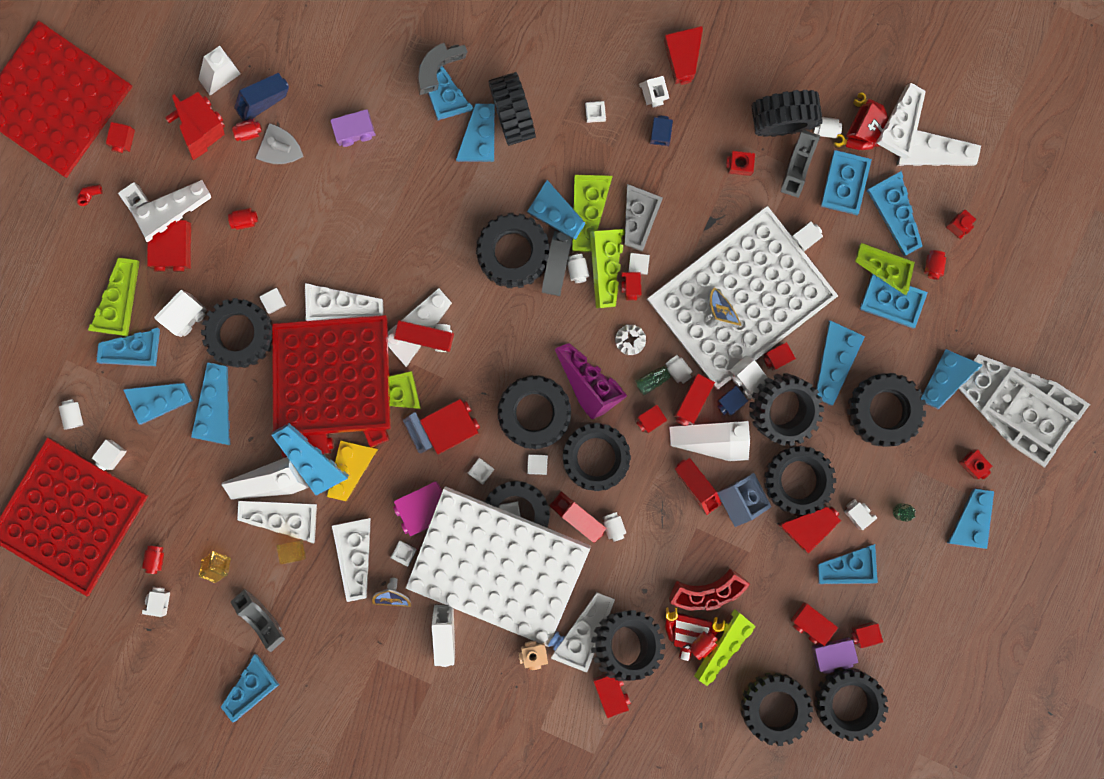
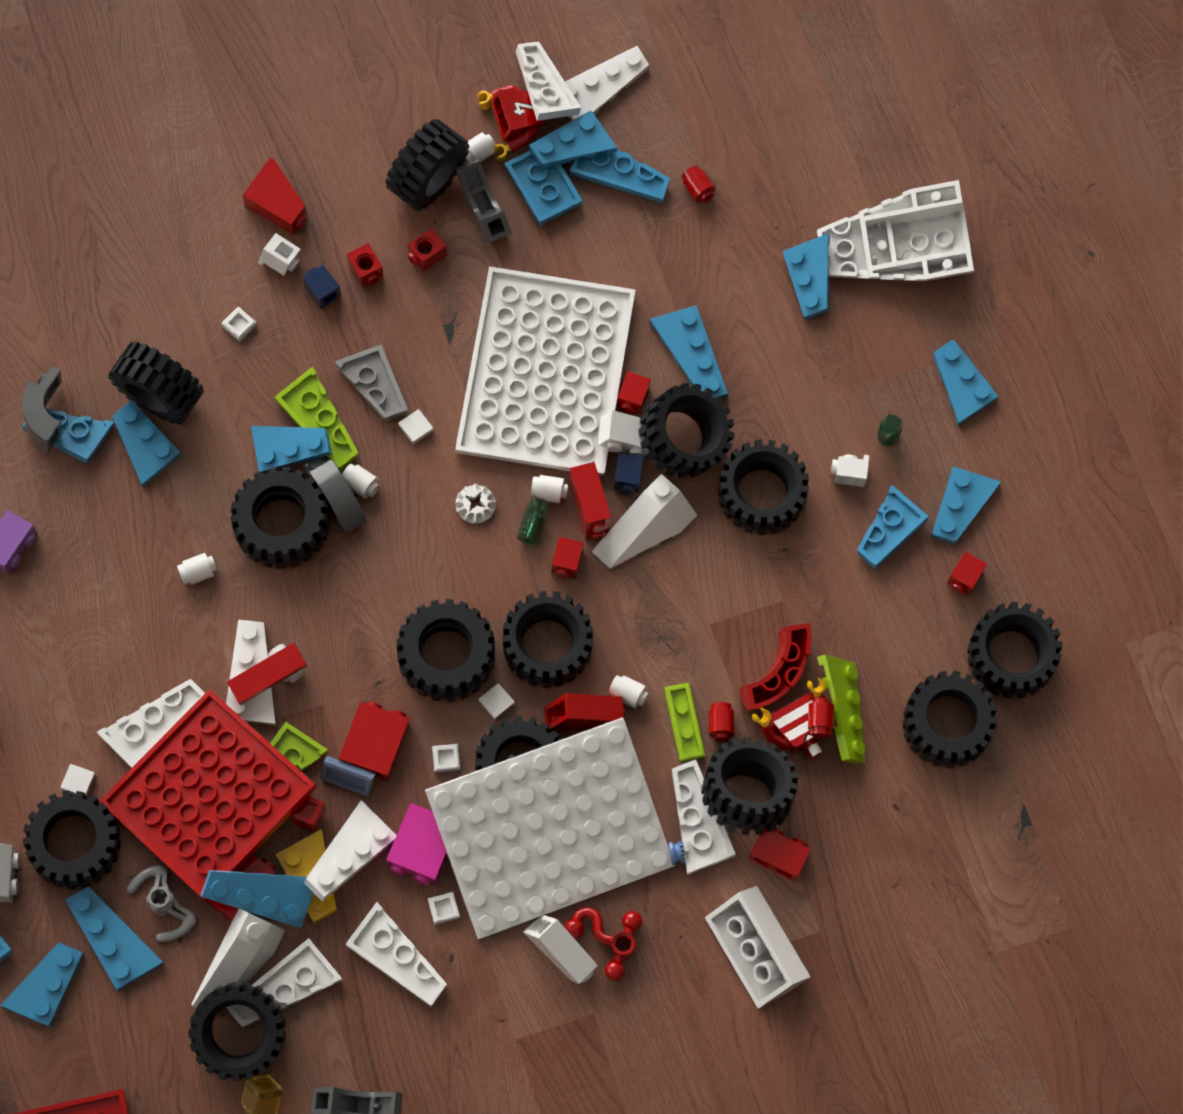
camera: 45 degrees left, 15 degrees down
(108, 455) = (45, 1084): white brick -> none
(212, 535) = (213, 1056): none -> black tyre
(257, 412) = (163, 902): none -> light grey piece
(291, 552) = (327, 1007): clear yellow panel -> none
(381, 477) = (352, 849): none -> white wing
(391, 596) = (471, 958): shield -> none
(441, 238) = (197, 569): none -> white brick
(496, 655) = (631, 922): none -> red piece
(539, 650) = (667, 875): light nougat brick -> none
(550, 733) = (757, 946): none -> white slope
(592, 388) = (485, 582): magenta wedge -> none
(605, 259) = (379, 448): lime wing -> none
(629, 571) = (684, 722): none -> lime tile
(631, 285) = (428, 450): red brick -> none
(649, 591) = (721, 721): none -> red brick
(698, 486) = (673, 579): red slope -> none
(701, 134) = (360, 257): none -> red brick
(721, 310) = (536, 396): shield -> none
(744, 500) = (728, 554): sand blue slope -> none
(808, 236) = (554, 260): white brick -> none
(811, 528) = (817, 523): red slope -> none
(814, 624) = (907, 609): red brick -> none
(834, 655) = (954, 620): medium lavender brick -> none
(886, 266) = (655, 224): lime wing -> none
(888, 173) = (574, 140): none -> dark azure wing
(891, 304) = (691, 250): dark azure plate -> none
(904, 590) = (961, 502): none -> dark azure wing
(911, 406) = (787, 322): black tyre -> none
(961, 224) = (687, 128): red brick -> none
(970, 462) = (908, 335): red brick -> none

